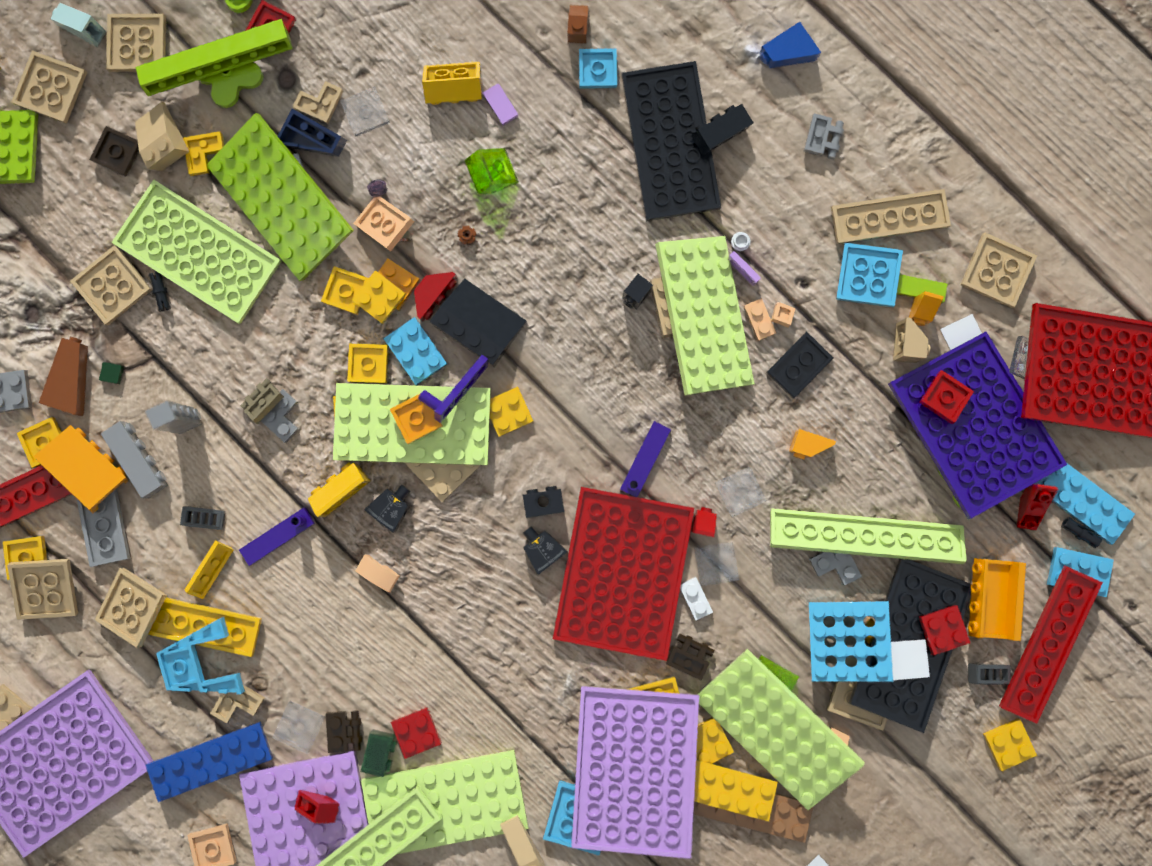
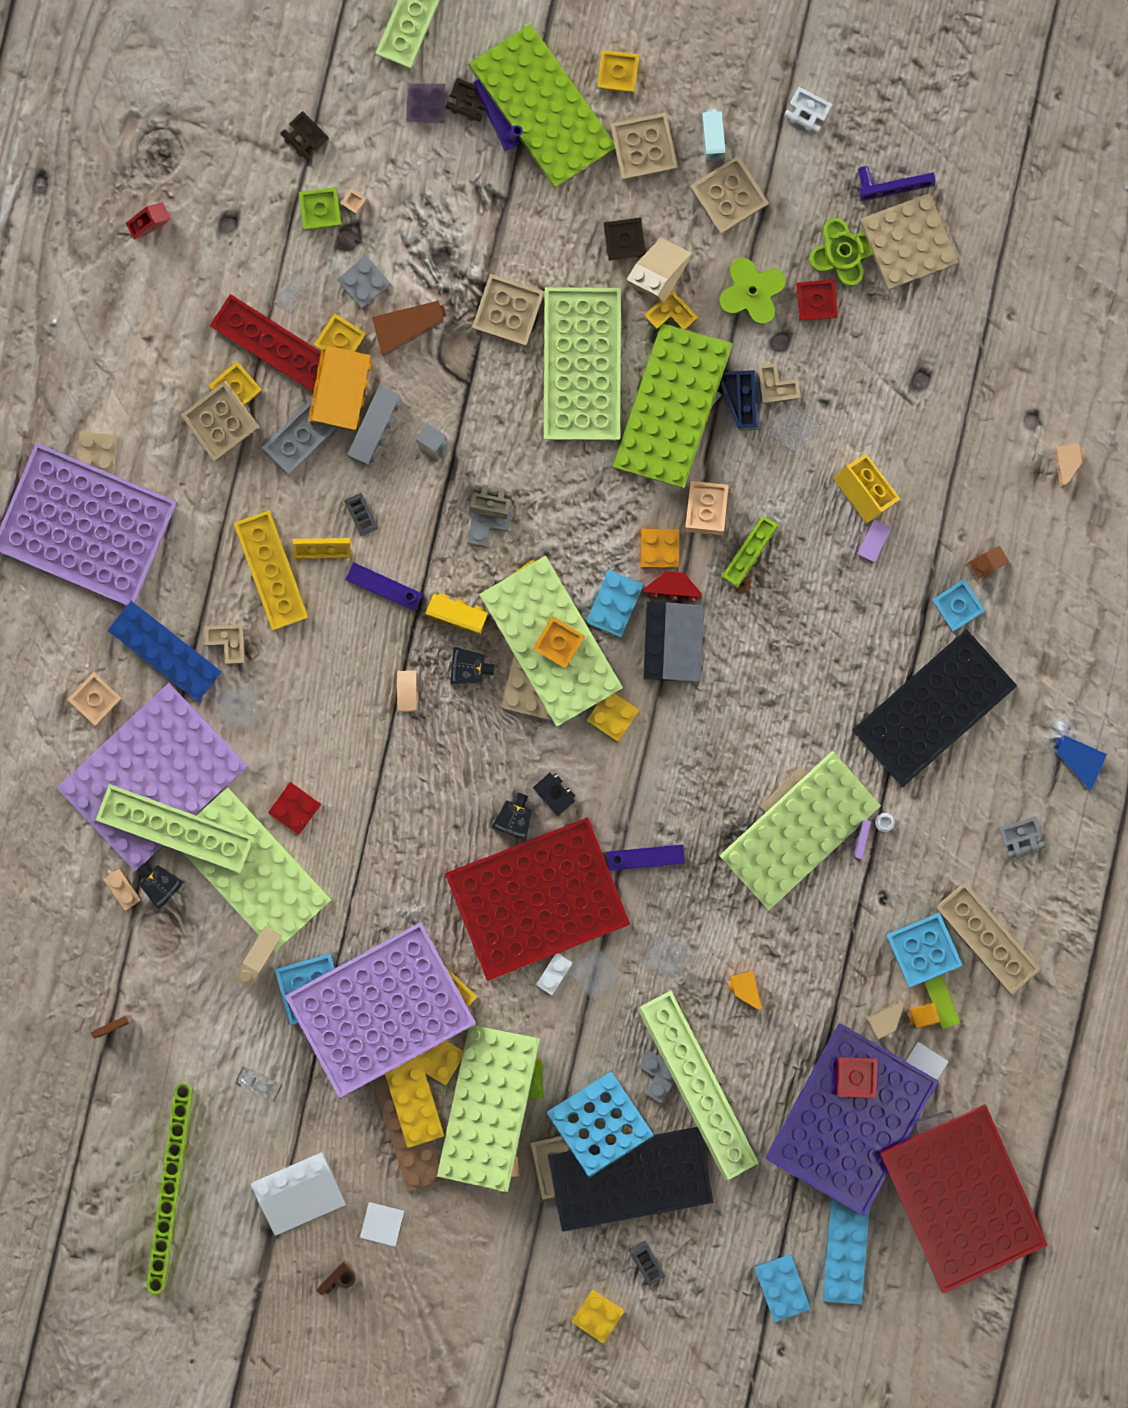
camera: 55 degrees right, 0 degrees up
(111, 373) = (433, 357): dark green tile -> none
(130, 607) = (250, 504): tan plate -> none
(159, 291) = (528, 354): black pin -> none
(182, 667) = (228, 577): medium azure wing -> none
(213, 57) = (756, 276): lime brick -> none
(316, 807) = (185, 764): red slope -> none
(338, 733) = (254, 742): dark brown plate -> none
(342, 288) = (629, 511): yellow plate -> none
(367, 363) = (578, 570): yellow plate -> none
(377, 188) = (733, 482): clear purple tile -> none
(378, 753) = (259, 787): clear green brick -> none
(379, 297) = (640, 544): yellow plate -> none
(443, 211) = (749, 551): none -> lime tile
(444, 407) = (581, 661): dark purple piece -> none
(491, 170) = (810, 570): clear neon green slope -> none
(637, 292) = (782, 760): black brick -> none
(687, 662) = (496, 999): dark brown plate -> none
(704, 522) = (623, 940): red slope -> none
(721, 128) = (970, 745): black brick -> none
(759, 319) = (827, 880): light nougat plate -> none
(783, 314) = (843, 897): light nougat plate -> none
(800, 365) = (809, 939): black tile -> none
(909, 659) = (615, 1183): white sticker -> none
(944, 630) = (659, 1197): red plate -> none
(997, 599) = (713, 1227): light orange panel -> none
(998, 270) = (999, 1059): tan plate -> none
(1034, 504) = (812, 1212): red slope -> none
(1050, 644) = (703, 1296): red plate -> none
(1081, 532) = (816, 1268): black pin -> none

